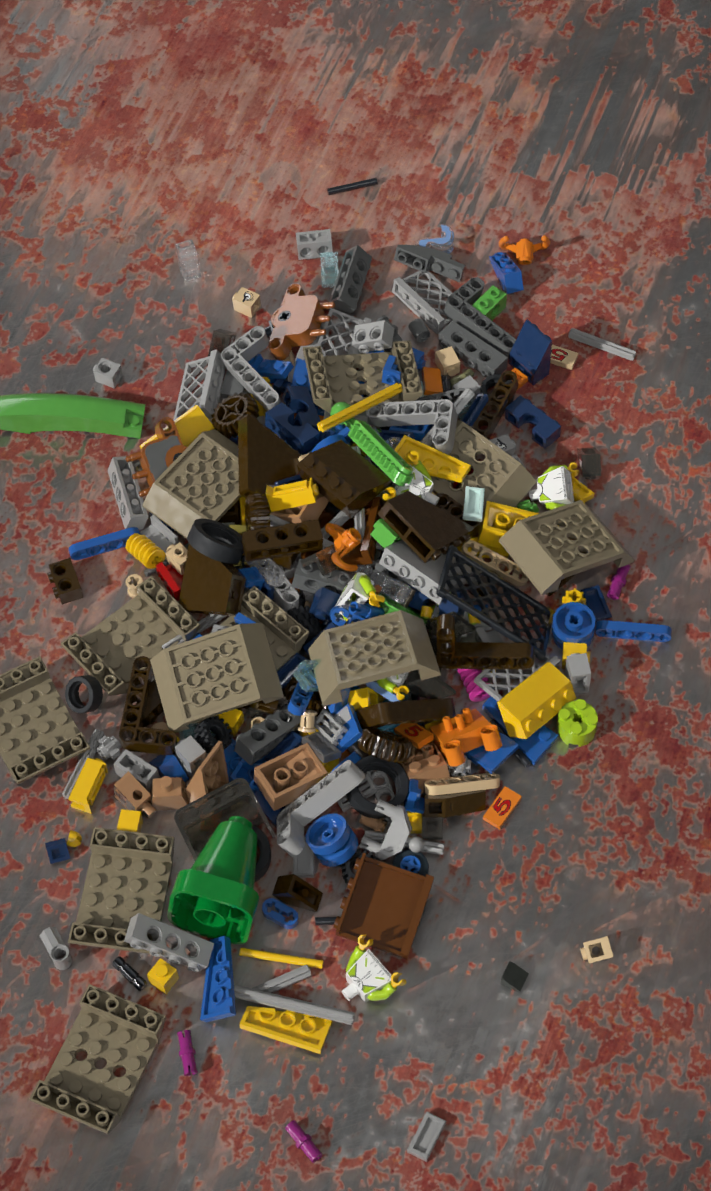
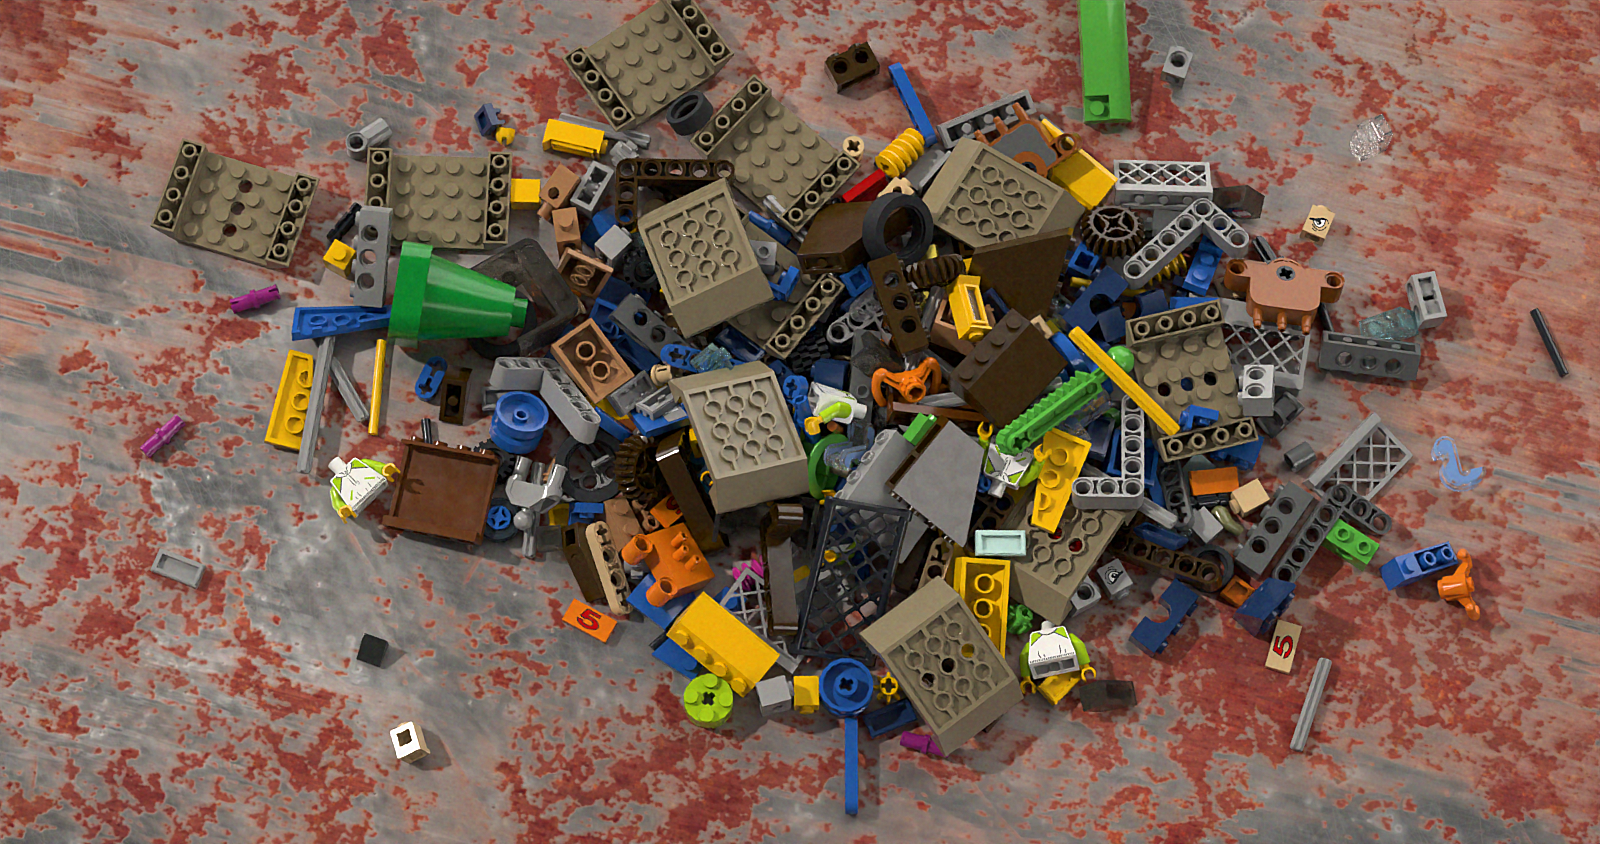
camera: 80 degrees right, 15 degrees up
(430, 259) = (1421, 449): dark grey slope -> none

